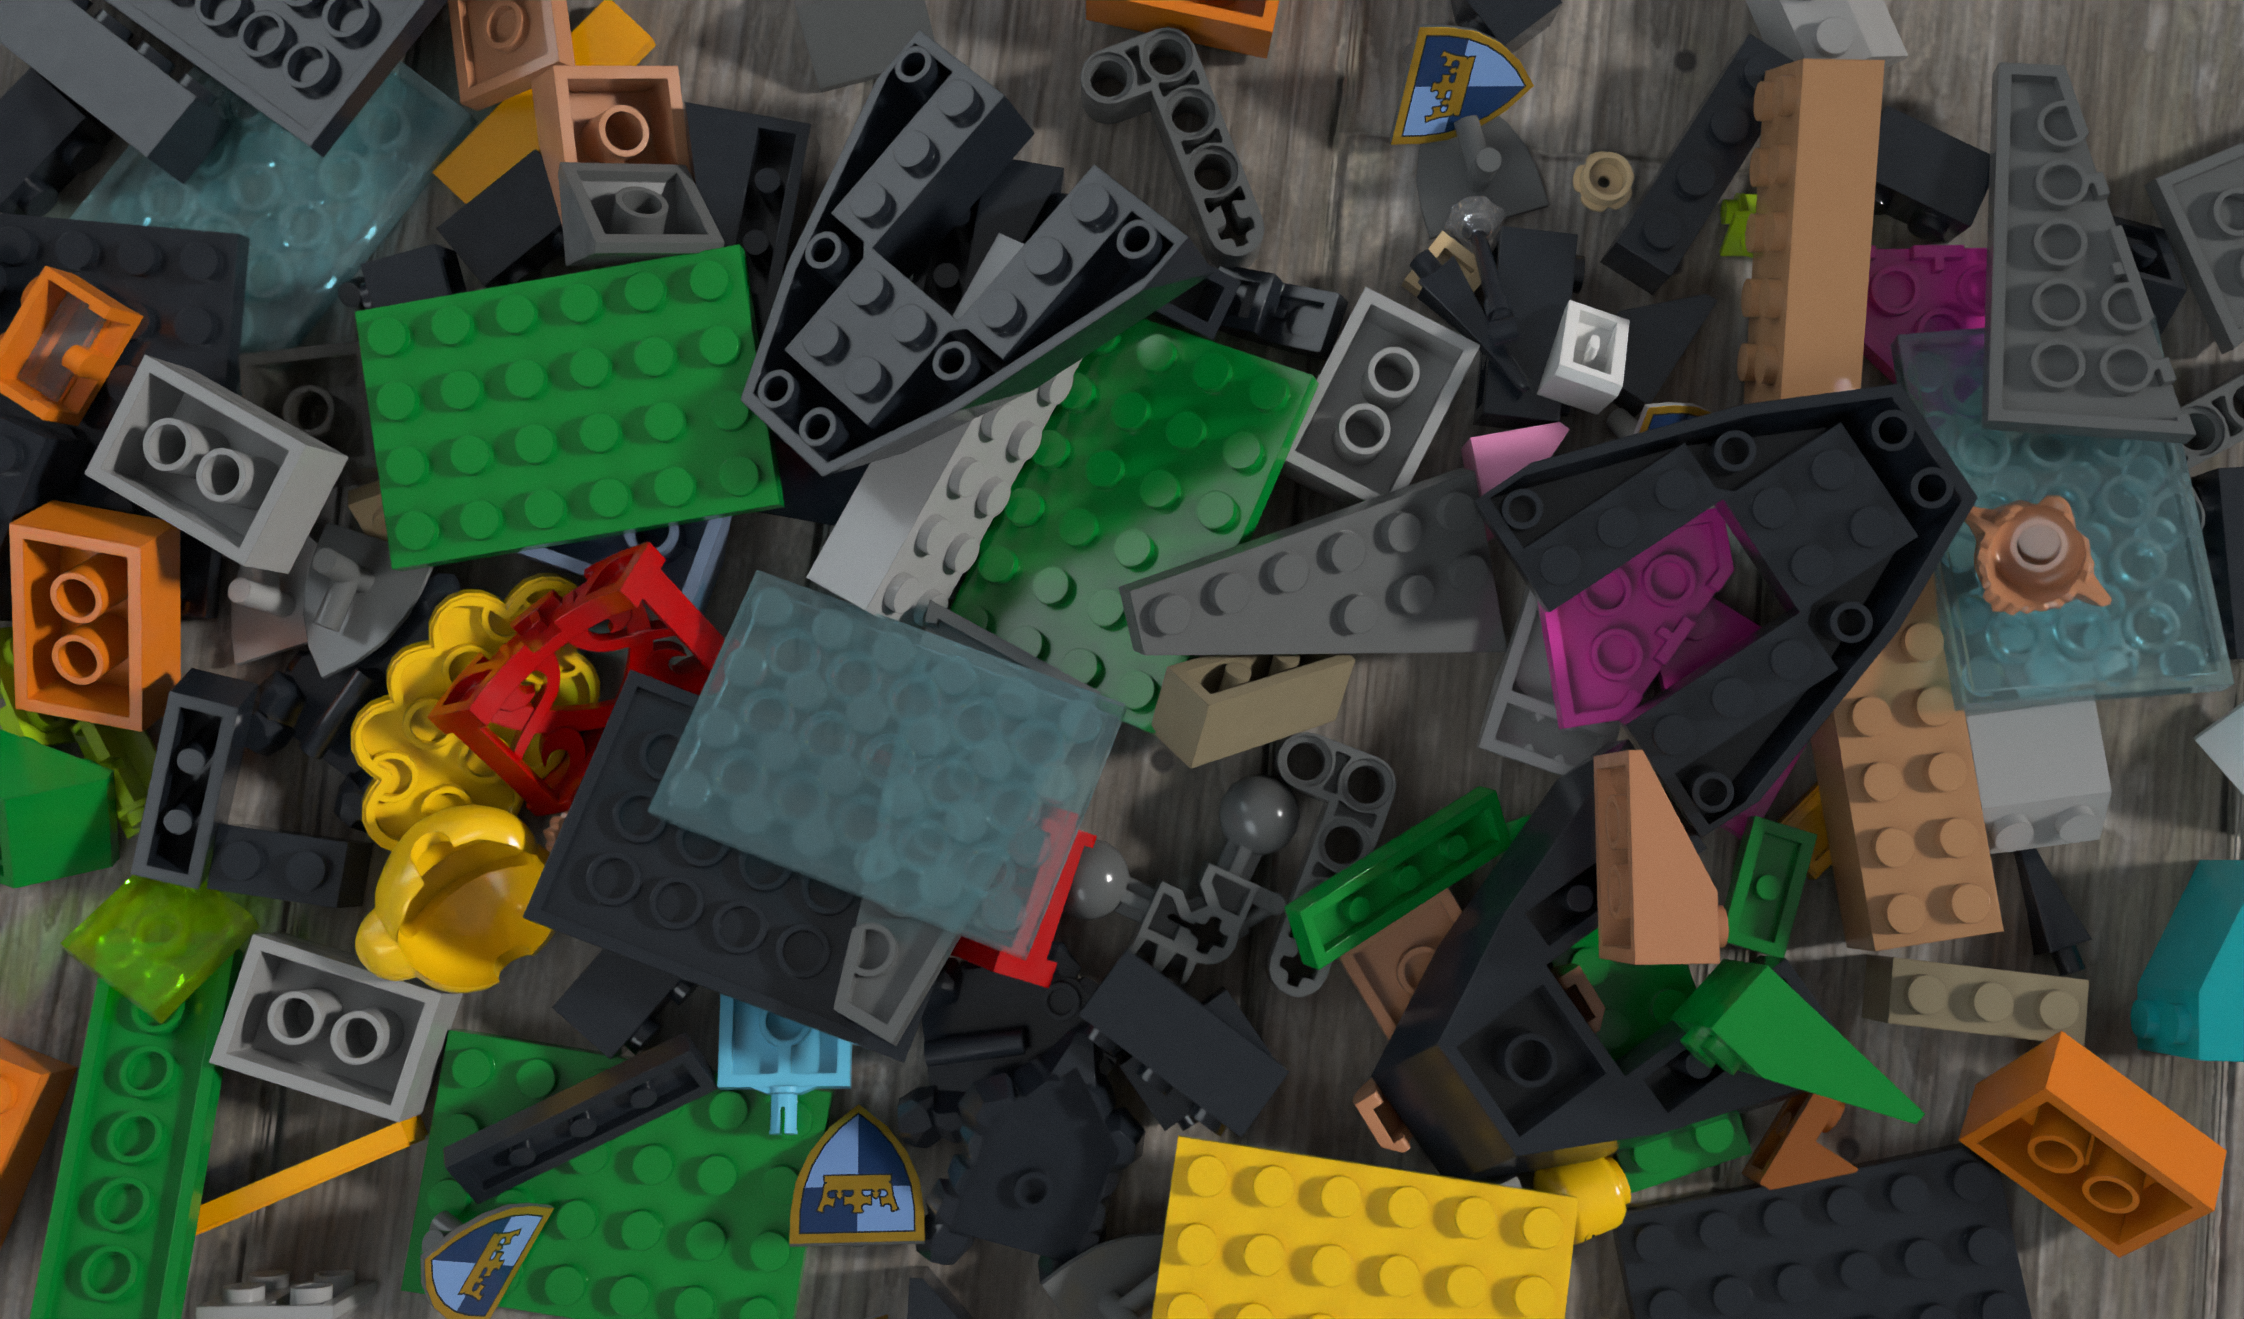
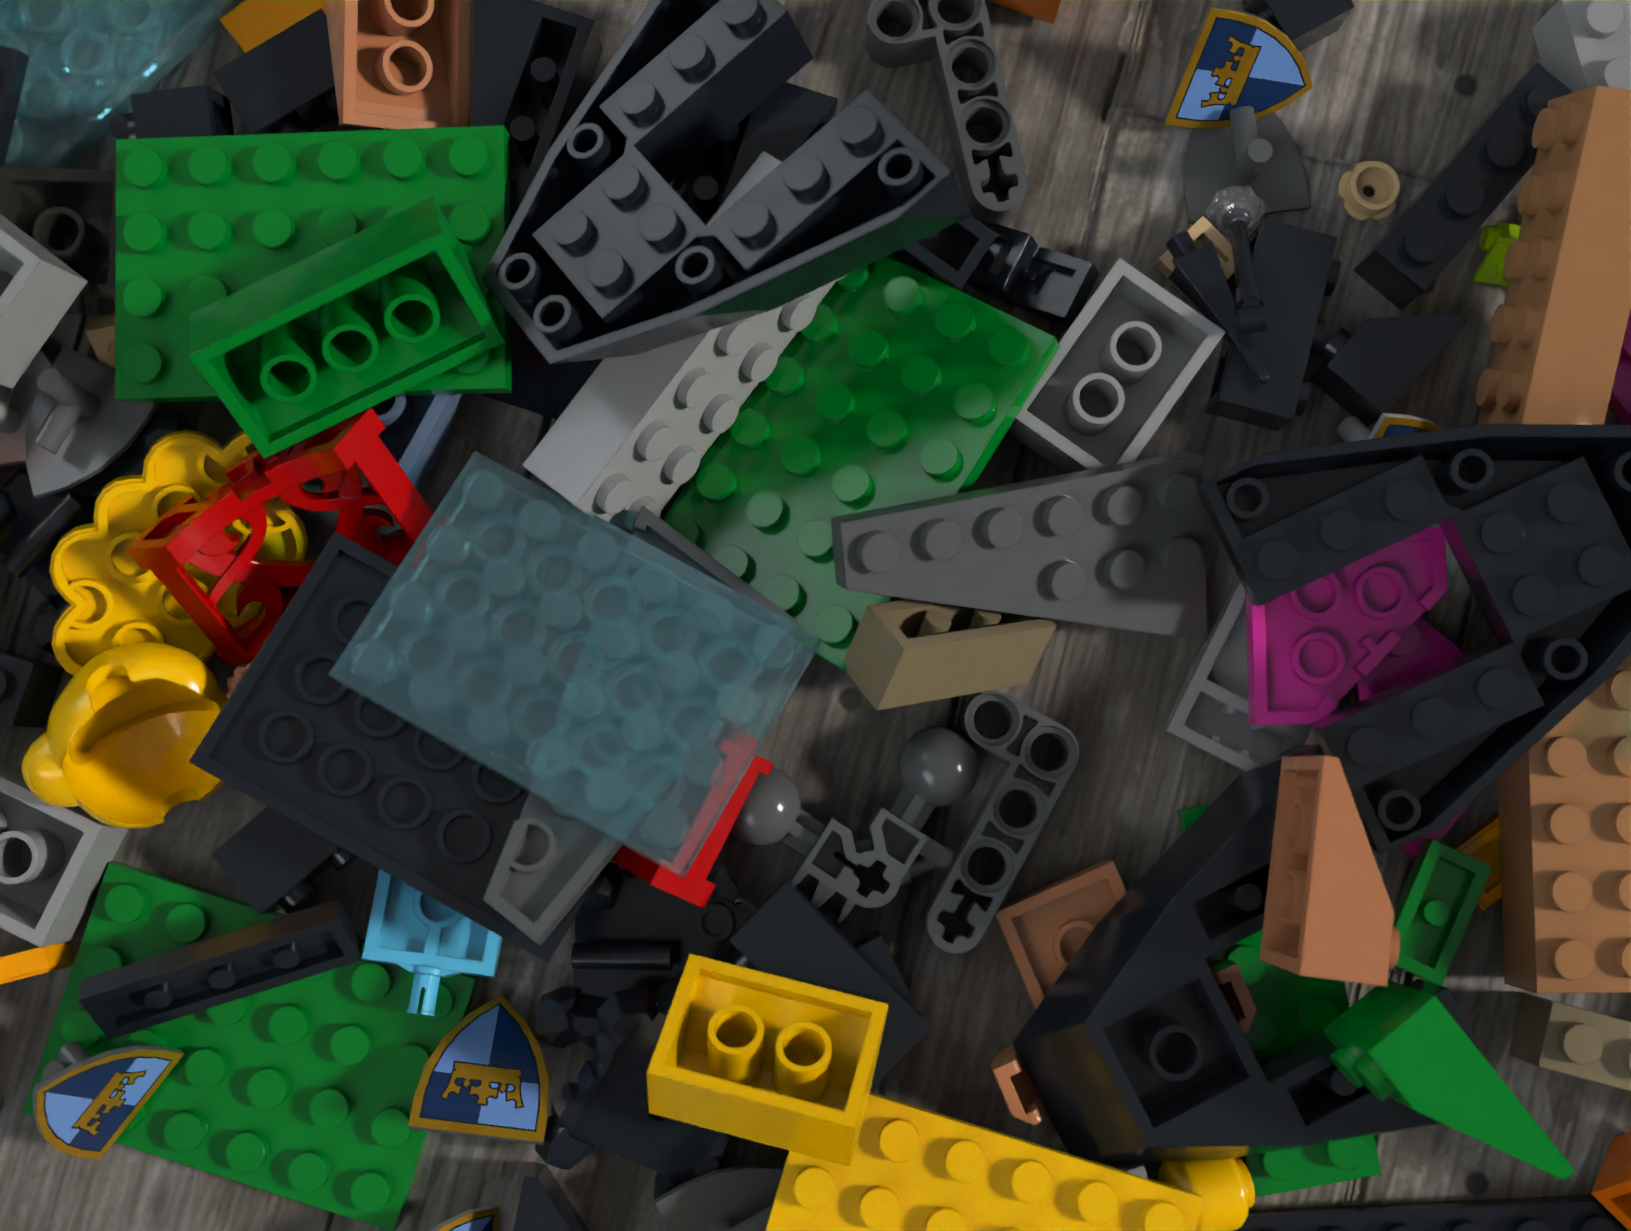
camera: 10 degrees right, 0 degrees up
(613, 469) = (344, 329): none -> green slope
(632, 213) = (402, 81): dark grey slope -> none
(1133, 1124) = (767, 1059): none -> yellow slope
(1398, 877) = (1067, 849): green plate -> none
(1505, 453) = (1233, 443): bright pink slope -> none
(1586, 359) = (1329, 361): white slope -> none
(1789, 1147) = (1420, 1178): dark orange slope -> none

